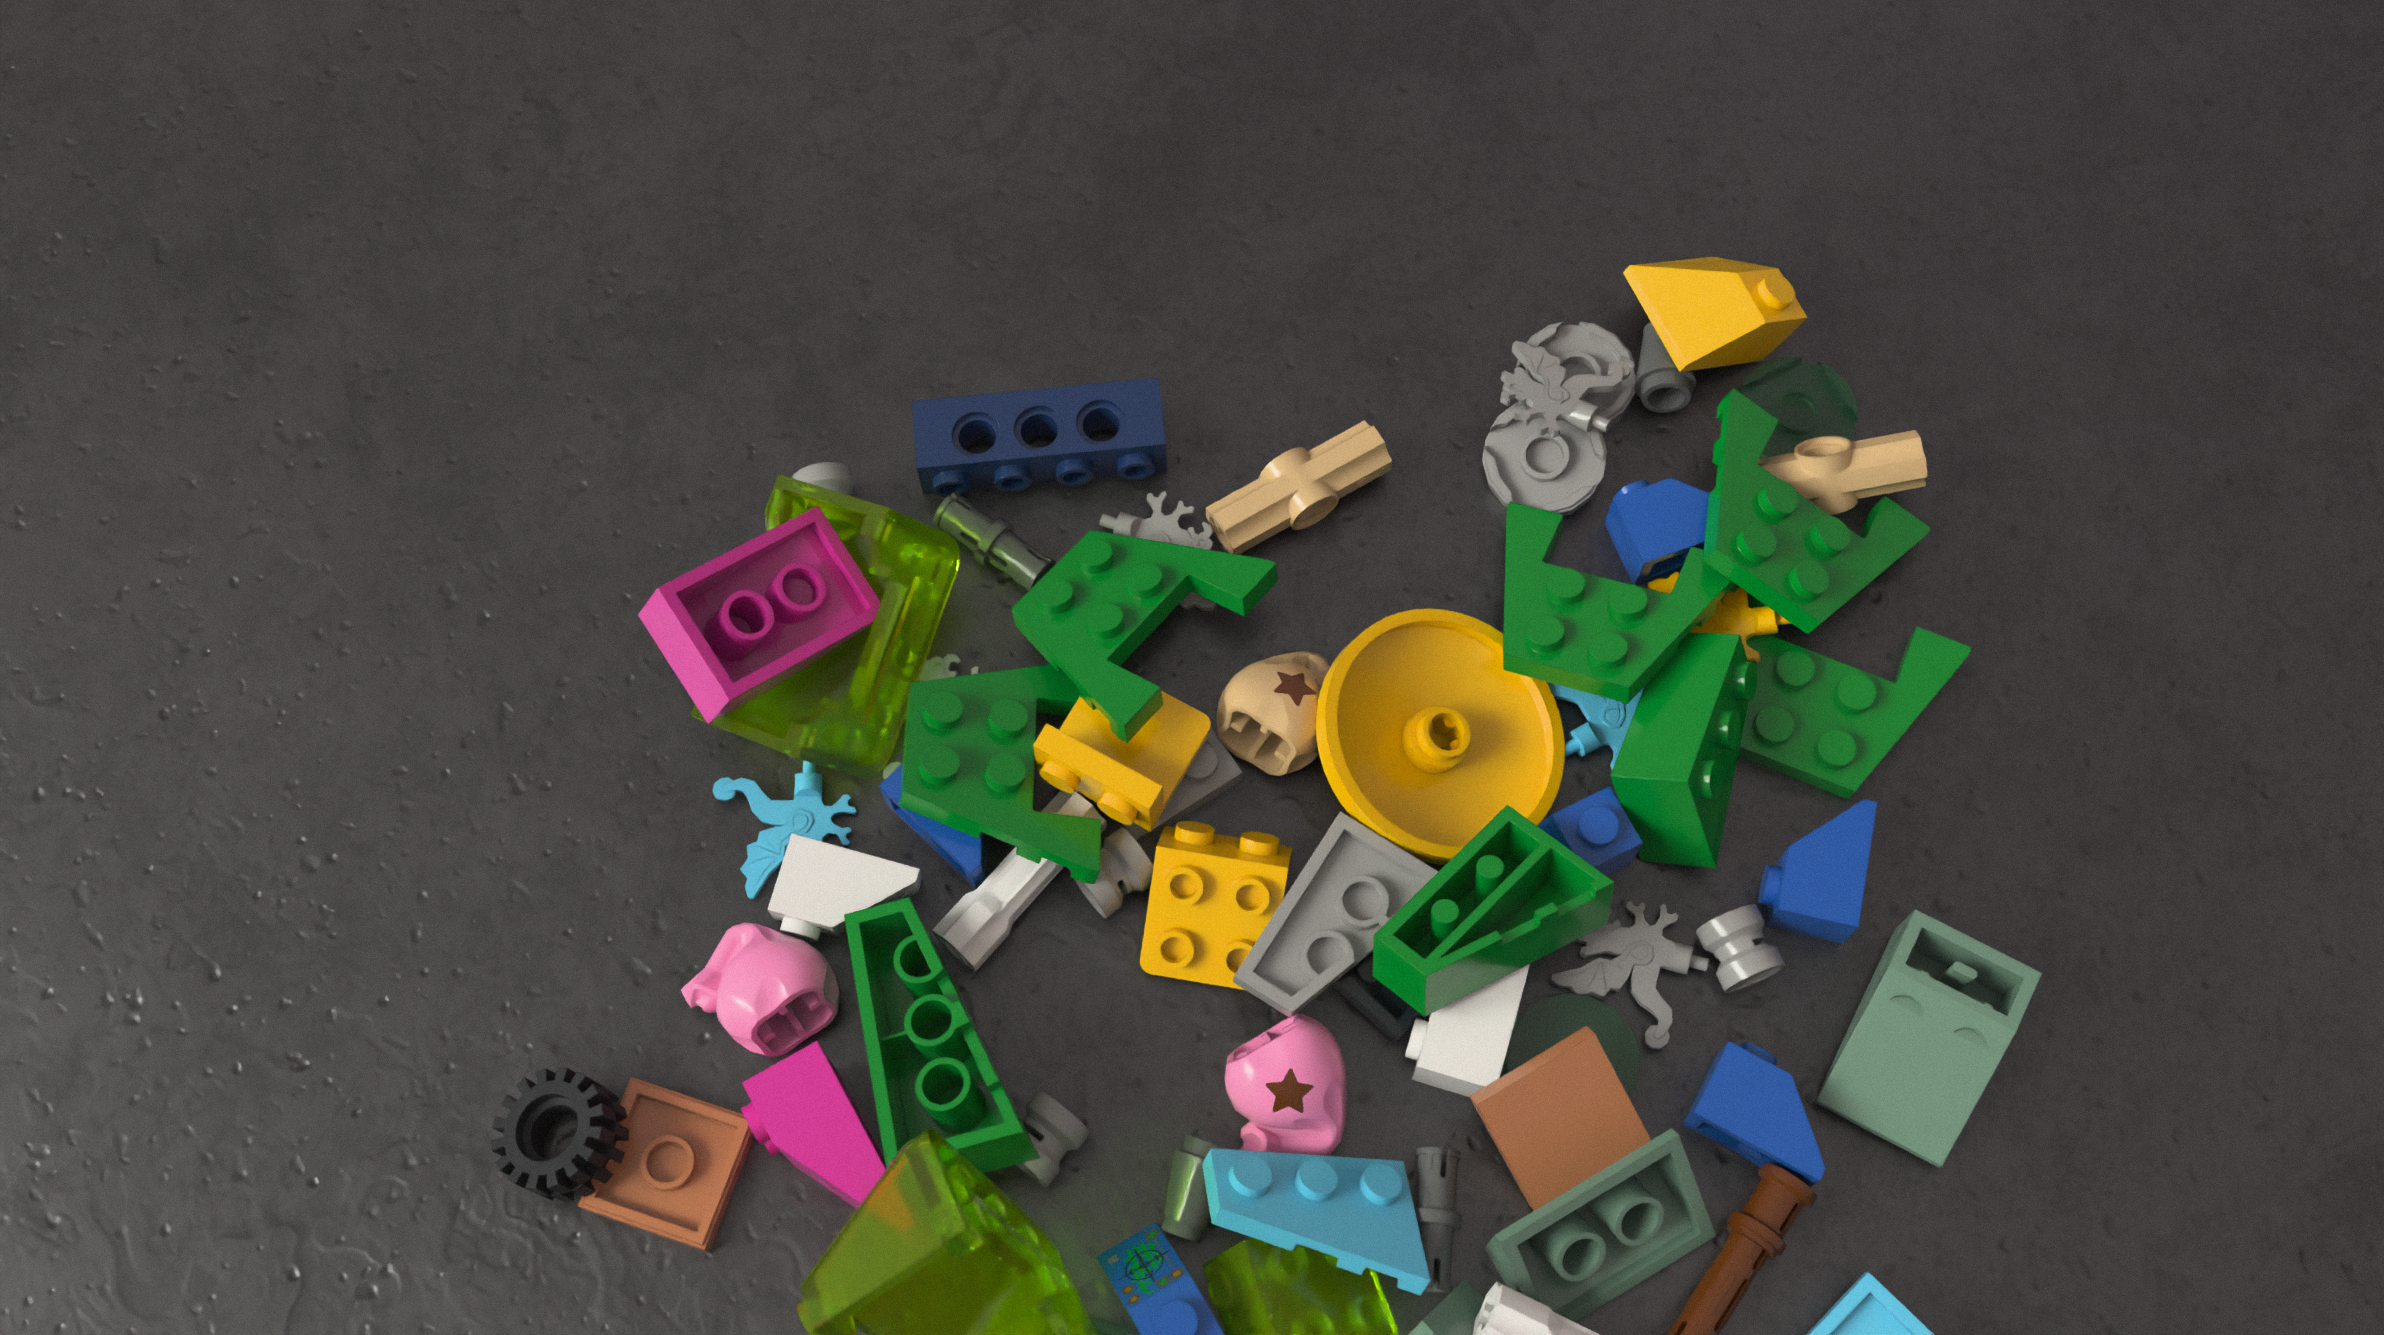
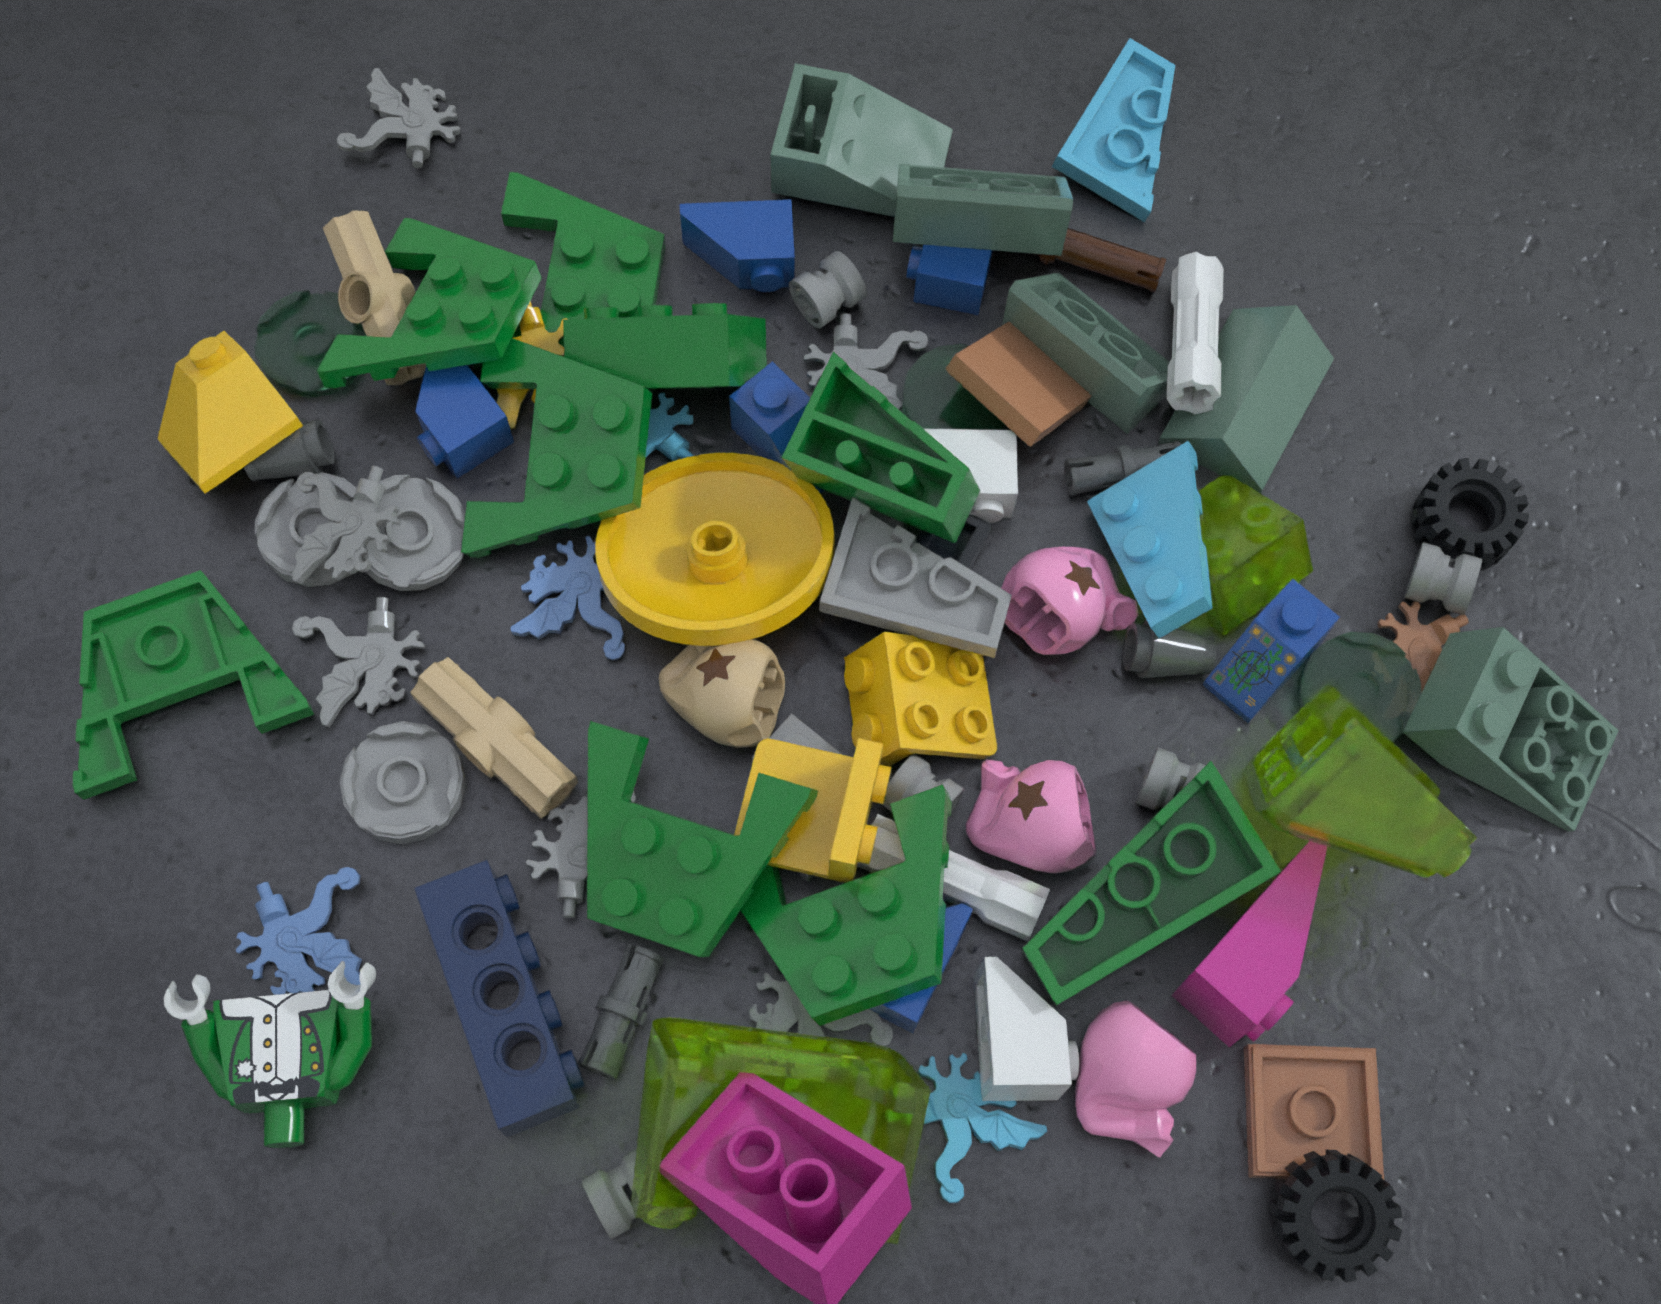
camera: 110 degrees left, 0 degrees up
(1052, 246) = (279, 1048): none -> torso
(1053, 977) = (1033, 816): none -> bright pink piece
(1151, 283) = (289, 937): none -> medium blue piece
(1280, 403) = (403, 783): none -> light grey tile
(1418, 406) = (370, 655): none -> light grey piece
(1422, 580) = (578, 585): none -> medium blue piece
(1474, 226) = (161, 652): none -> green wing
(1801, 1134) = (982, 209): none -> sand green slope
(2062, 563) = (414, 122): none -> light grey piece

